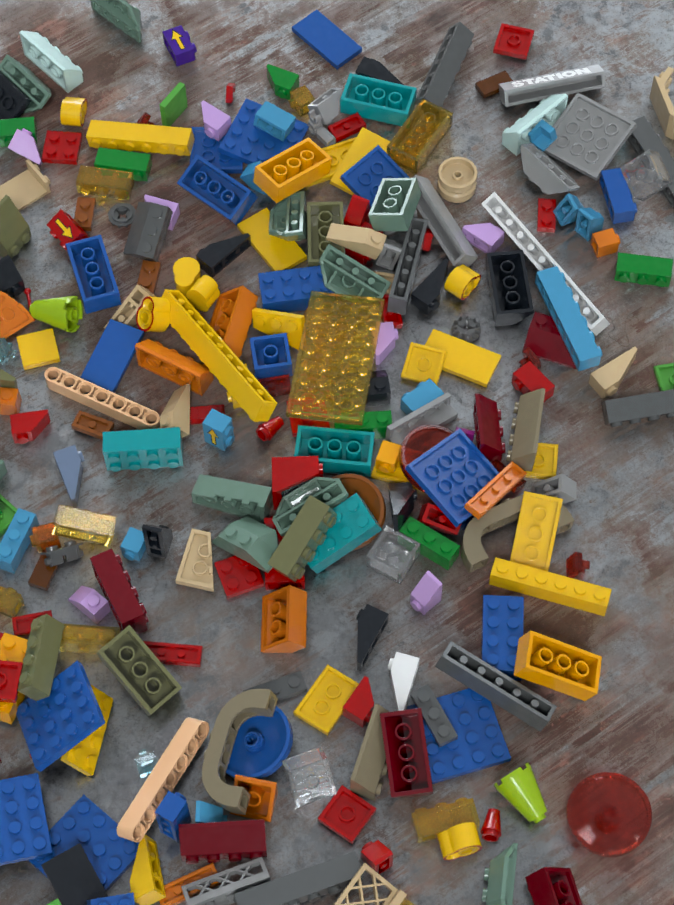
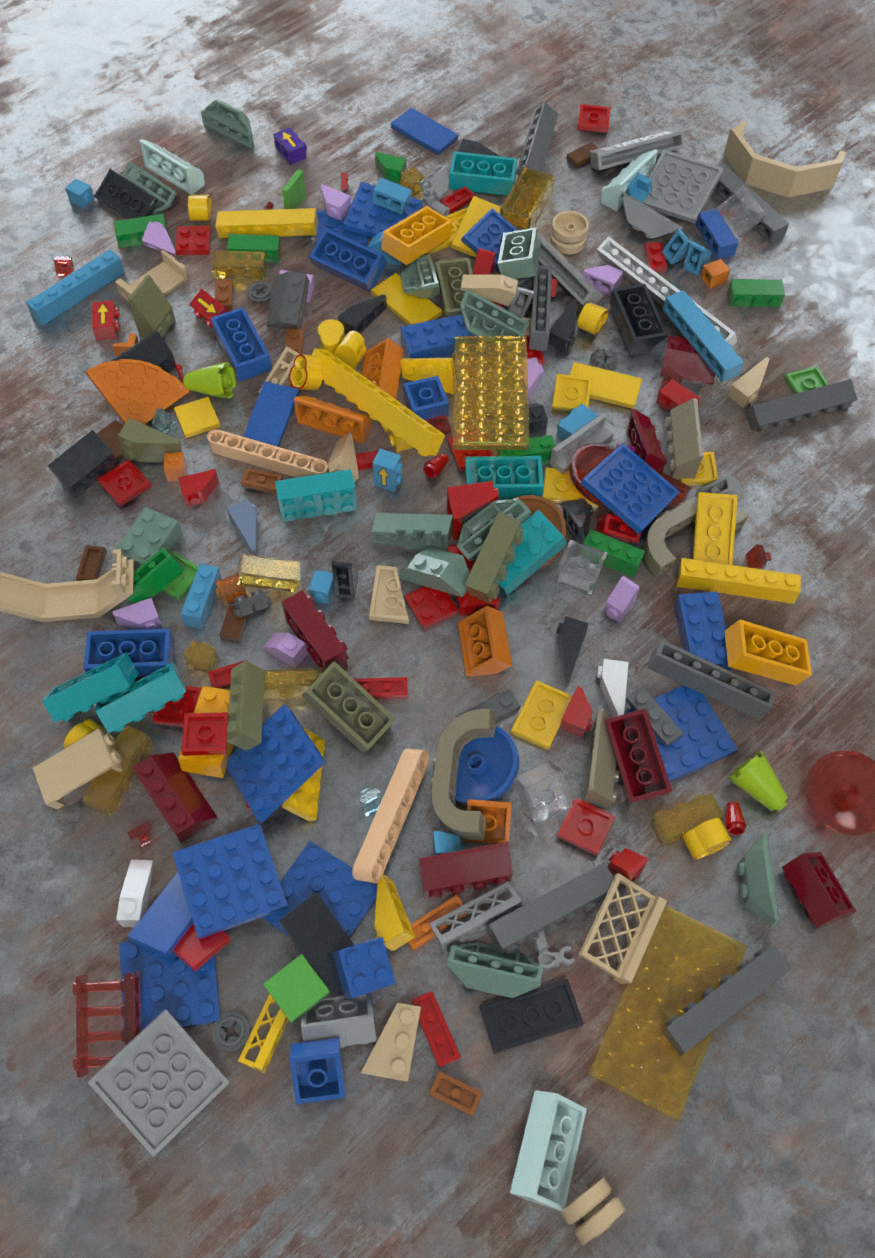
camera: 10 degrees left, 0 degrees up
(171, 813) = (409, 849): blue brick -> none
(387, 457) = (557, 477): light orange brick -> none
(495, 490) = (668, 496): orange tile -> none

